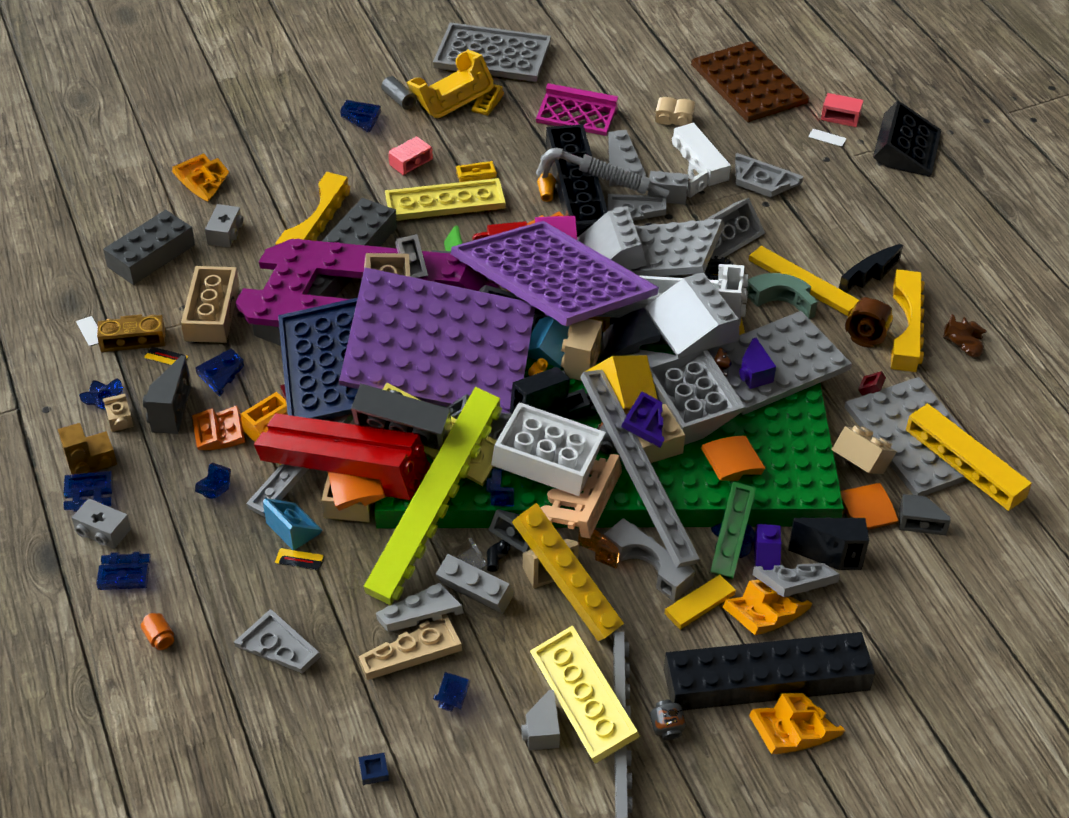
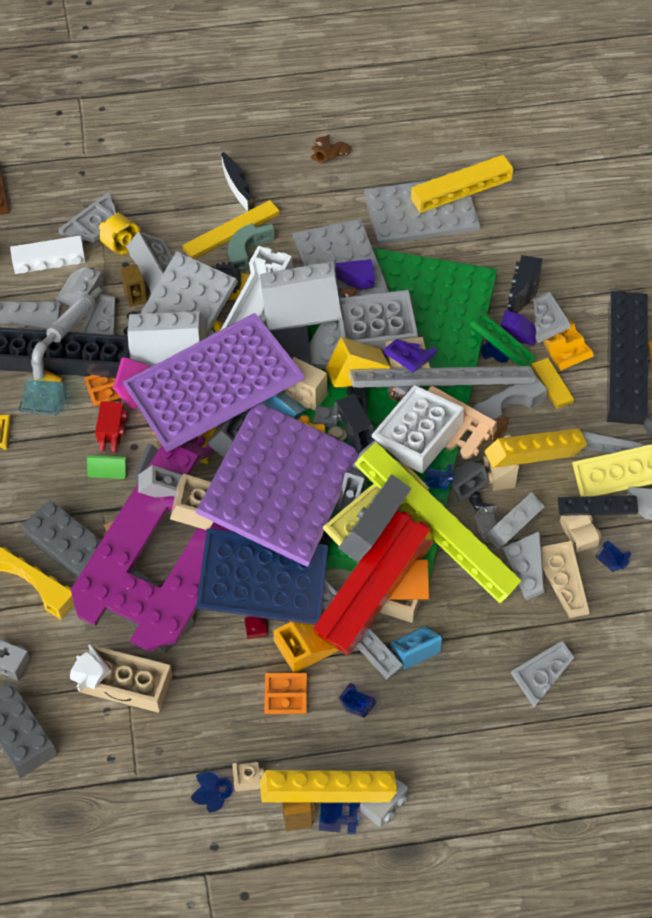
camera: 75 degrees left, 10 degrees up
(87, 452) = (327, 786): none -> yellow brick
(89, 330) = (113, 800): white sticker -> none
(123, 571) = (447, 788): clear blue plate -> none
(131, 332) = (138, 762): pearl gold piece -> none
(157, 631) = (514, 762): orange brick -> none
(163, 355) = (172, 732): sticker -> none
(168, 398) = (251, 724): dark grey slope -> none
(207, 267) = (89, 669): none -> white piece
(220, 370) = (209, 684): clear blue wing -> none
(299, 559) = (450, 648): sticker -> none
(446, 199) = (33, 463): light yellow plate -> none
(482, 654) = (580, 531): none -> tan brick
(515, 660) = (597, 505): none -> black bracket
(517, 186) = (43, 397): none -> clear light blue slope
(682, 208) = (133, 285): none -> pearl gold brick
(697, 182) = (82, 262): white bracket -> none
(732, 458) = (440, 318): orange slope -> none
(748, 185) = (117, 233): none -> yellow brick
(827, 137) = (53, 164): white sticker -> none
(841, 109) = (27, 142): coral brick -> none
(864, 450) = (441, 240): tan brick -> none
(869, 322) = (304, 199): reddish brown brick -> none
(869, 503) = (487, 255): orange slope -> none
(872, 383) = (366, 217): dark red plate -> none
(906, 347) = (271, 167): yellow arch -> none
(907, 141) = (86, 113): black slope -> none
(922, 516) = (502, 230): dark grey slope -> none

